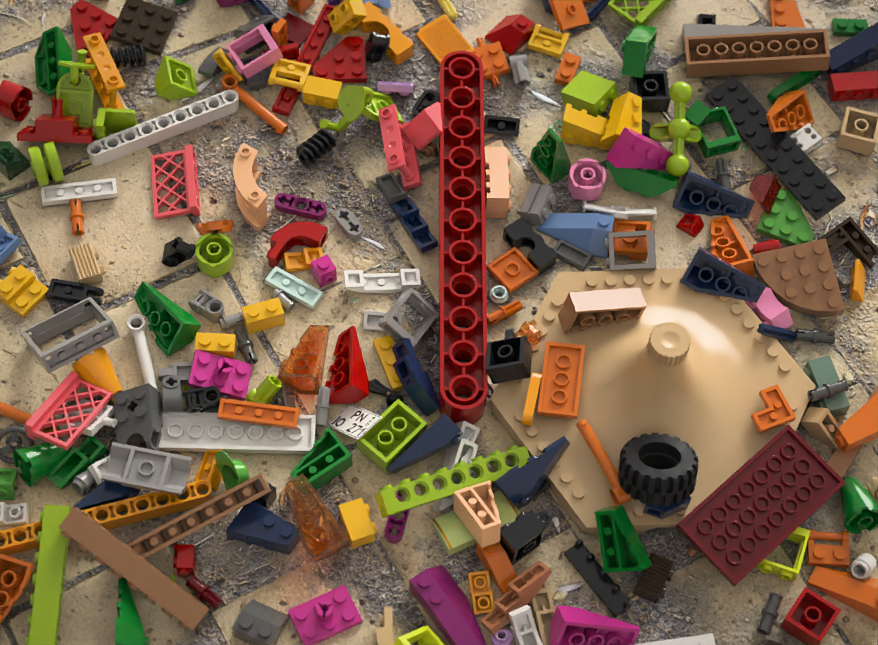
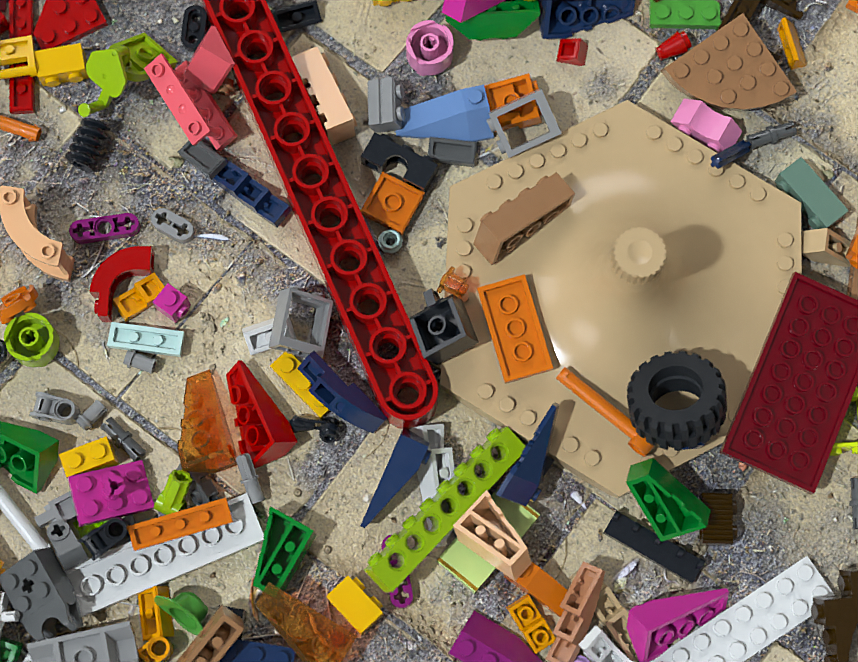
camera: 20 degrees left, 15 degrees up
(263, 315) = (126, 393): yellow brick -> none
(354, 421) = (296, 482): white sticker -> none
(382, 282) = (246, 286): white slope -> none
(389, 87) = (140, 22): lavender plate -> none
(392, 435) = (347, 480): lime brick -> none
(504, 312) = (406, 262): orange axle -> none
(523, 534) = (553, 535): black hinge -> none
(531, 399) = (491, 368): light orange beam -> none
(551, 157) = (376, 39): green wedge -> none
(619, 212) = (484, 73): white plate -> none
(715, 276) = (635, 114): dark blue wedge -> none
(729, 245) = (632, 69): orange wedge -> none
(776, 412) = (775, 259): orange plate -> none
(828, 390) = (818, 204): dark grey pin -> none

